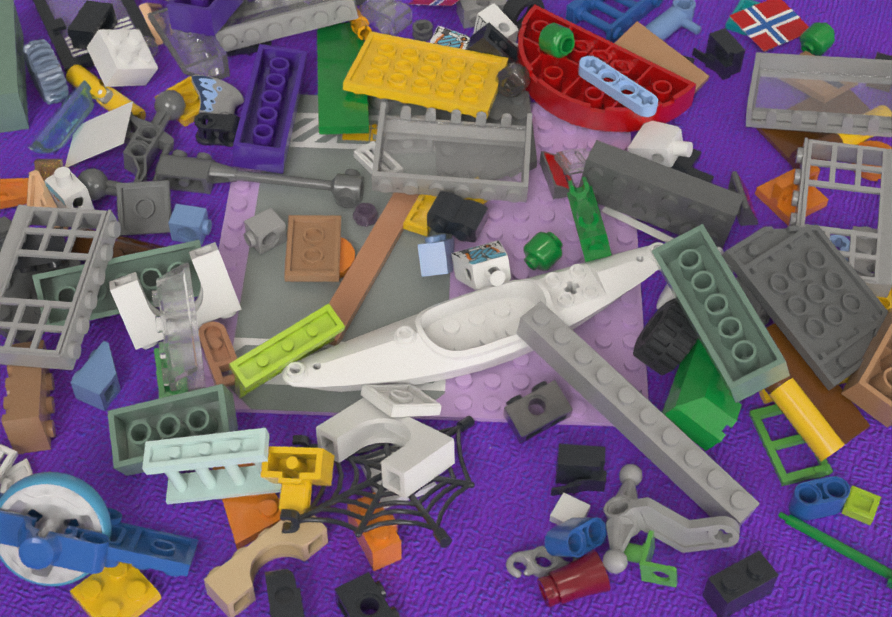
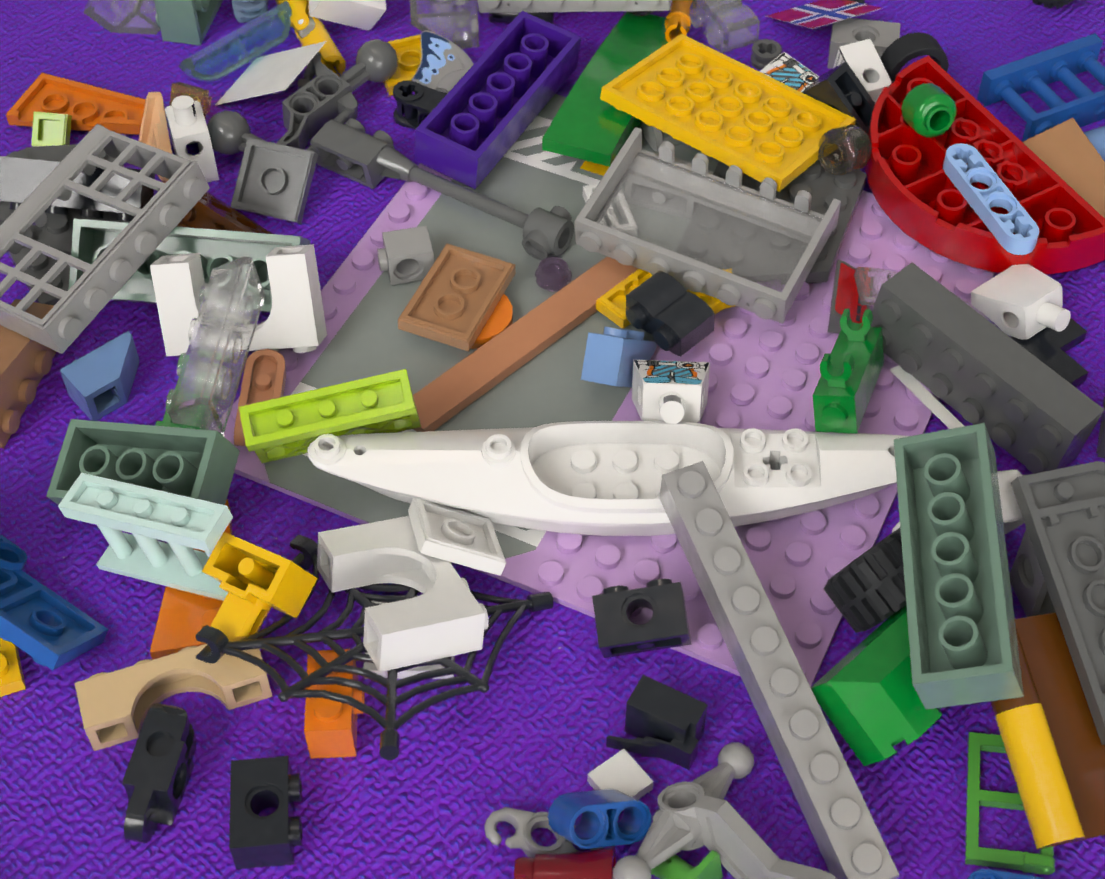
camera: 25 degrees right, 0 degrees up
(189, 223) = (320, 218): medium blue brick -> none
(542, 251) = (768, 398): green head -> none

